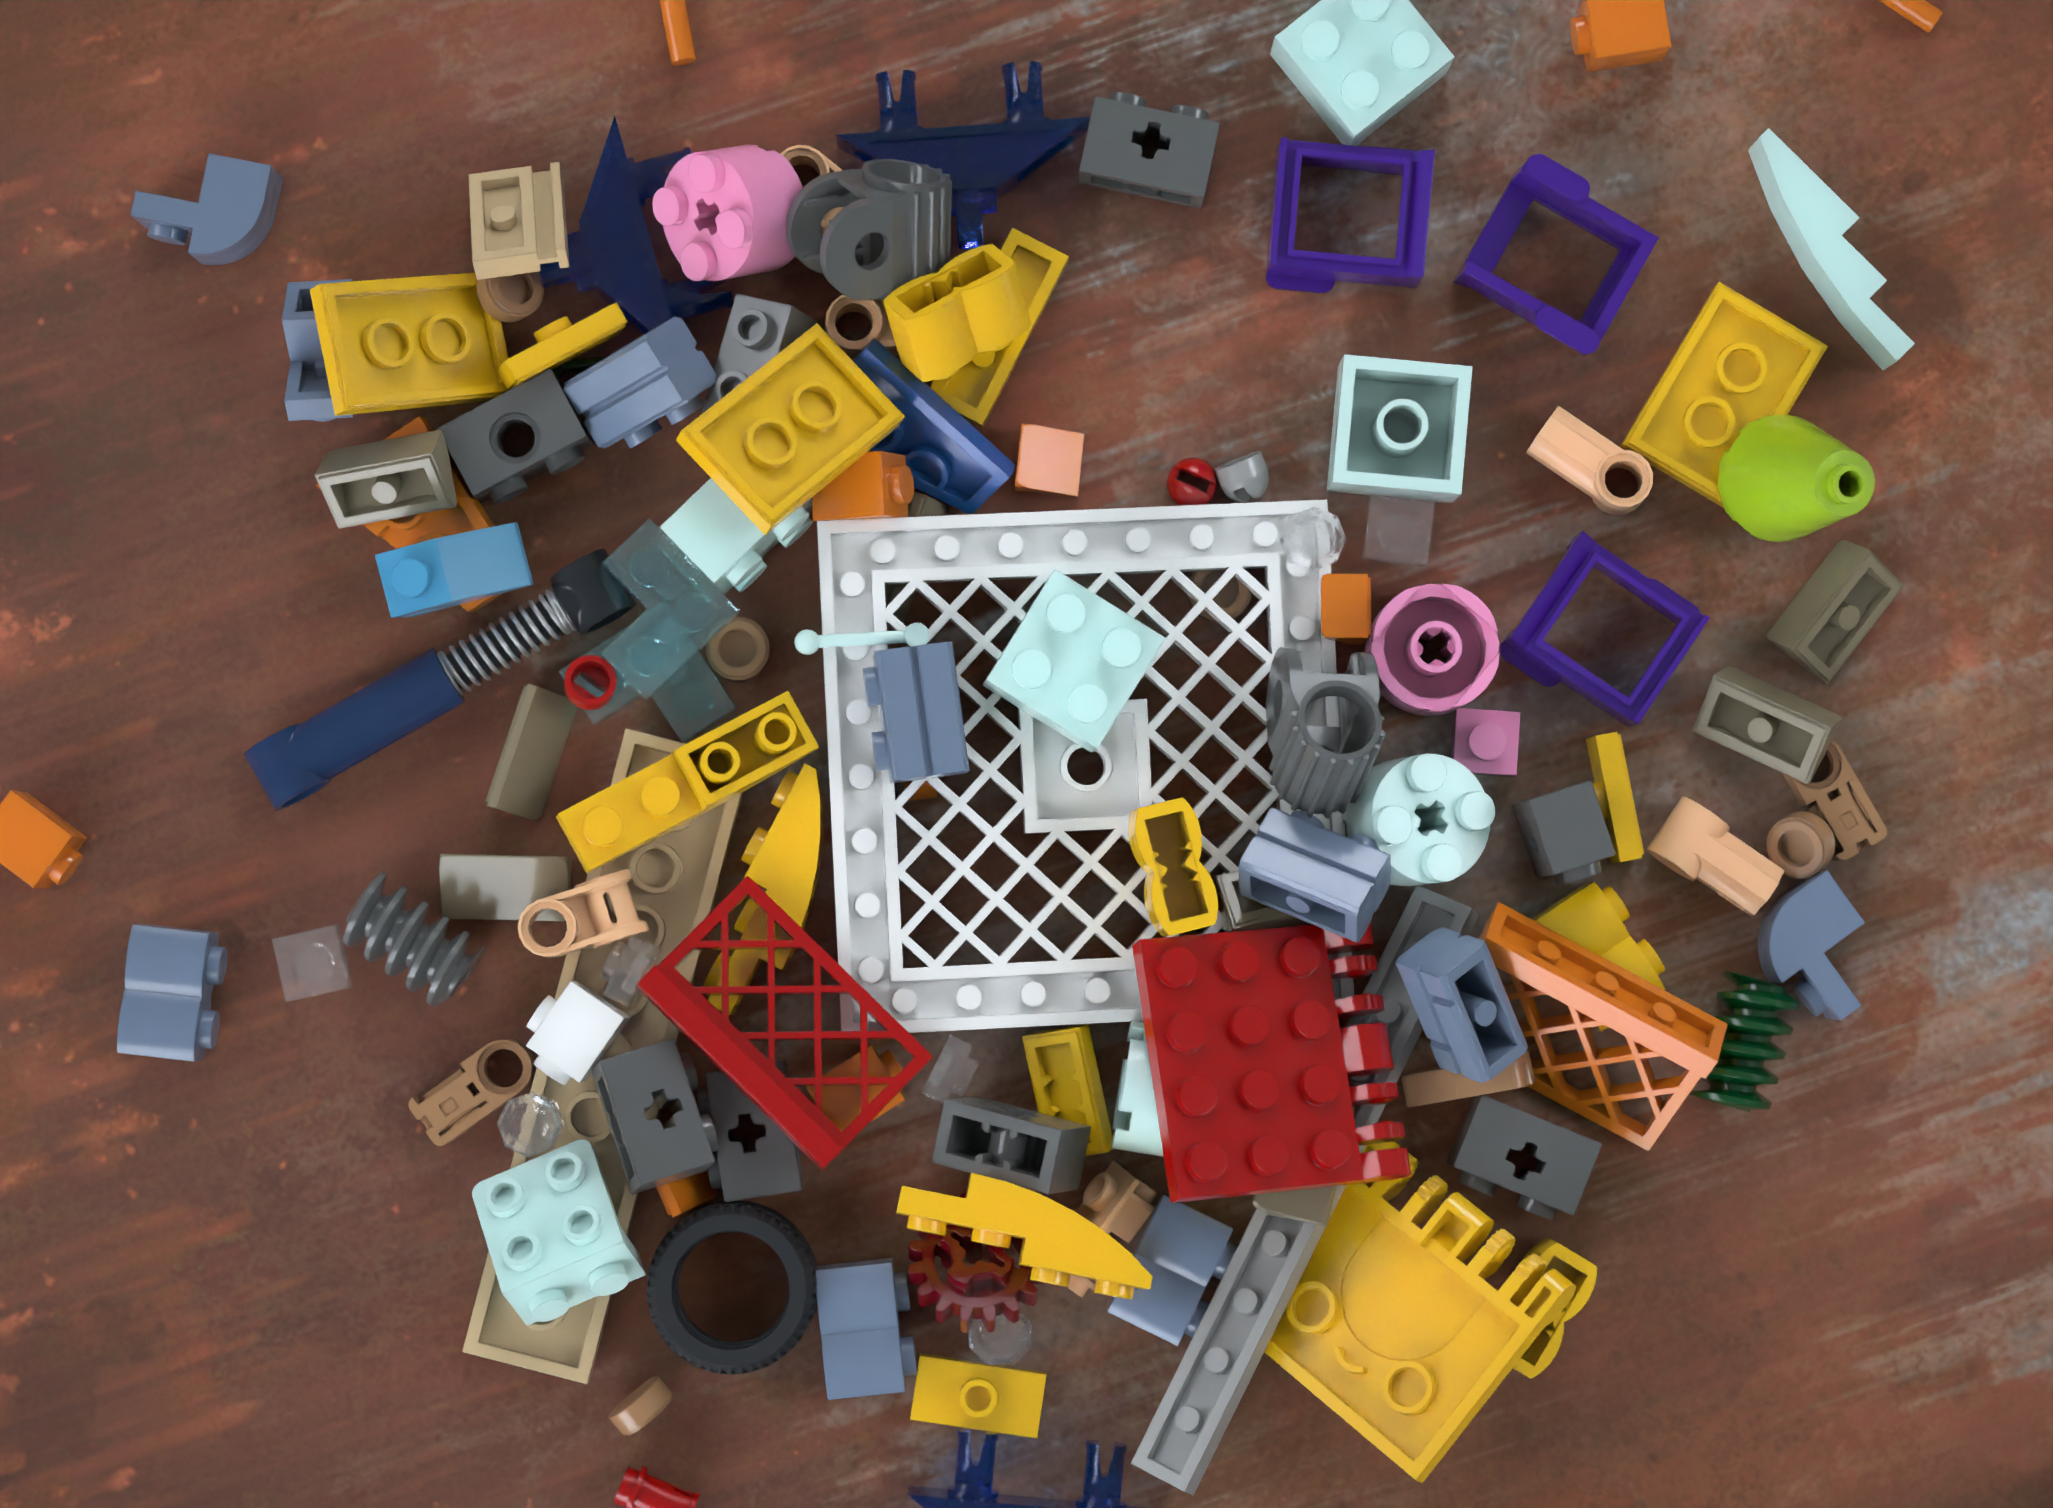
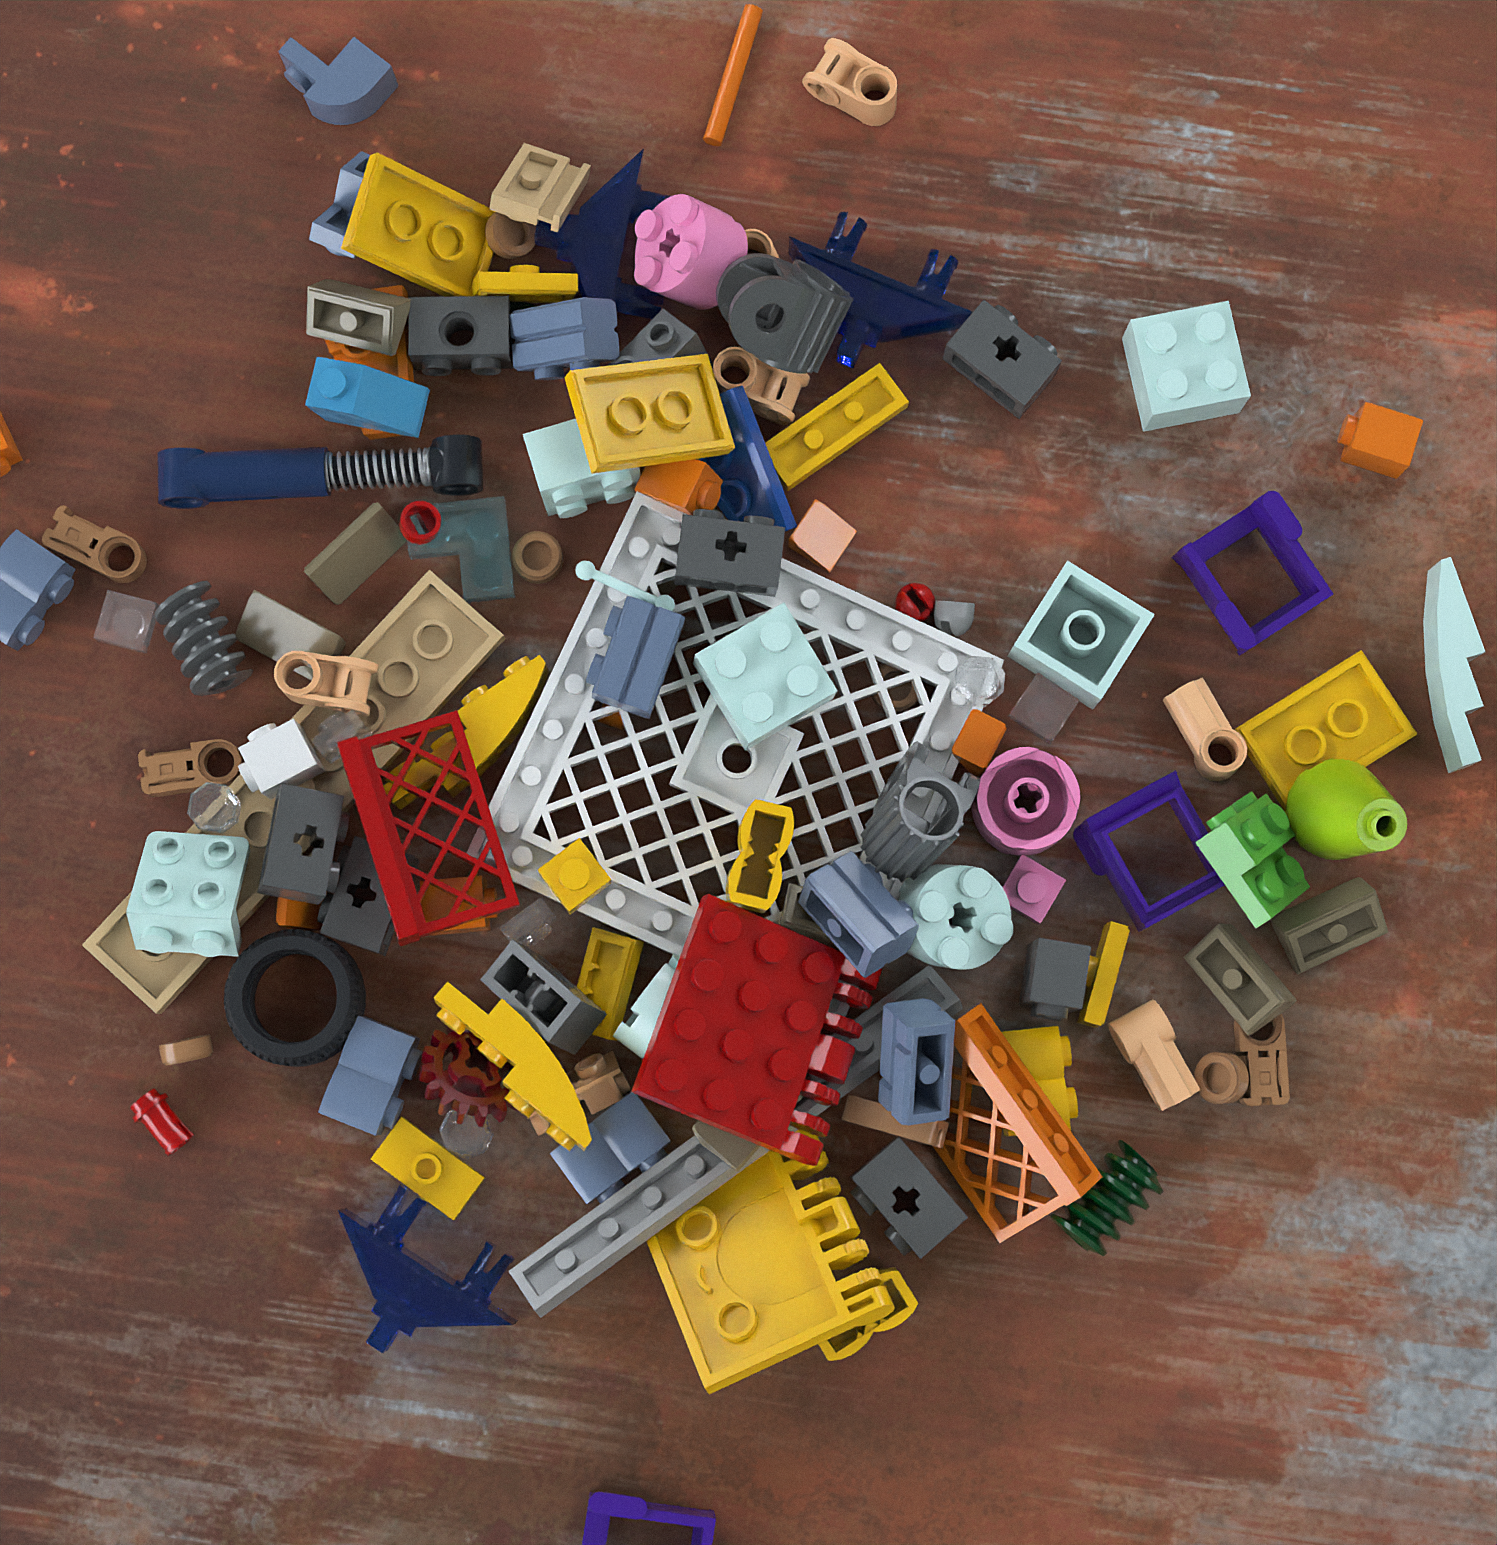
camera: 30 degrees right, 5 degrees down
(222, 896) = (92, 545): none -> medium nougat piece
(680, 611) = (507, 508): clear light blue plate -> none
(687, 782) = (450, 626): yellow slope -> none
(936, 570) = (703, 562): none -> dark grey brick
(957, 312) = (809, 396): yellow brick -> none
(979, 995) = (574, 876): none -> yellow brick
(1319, 270) = (1080, 499): dark purple piece -> none
(1714, 584) = (1250, 856): none -> bright green plate
(1798, 933) = (1185, 1141): sand blue brick -> none

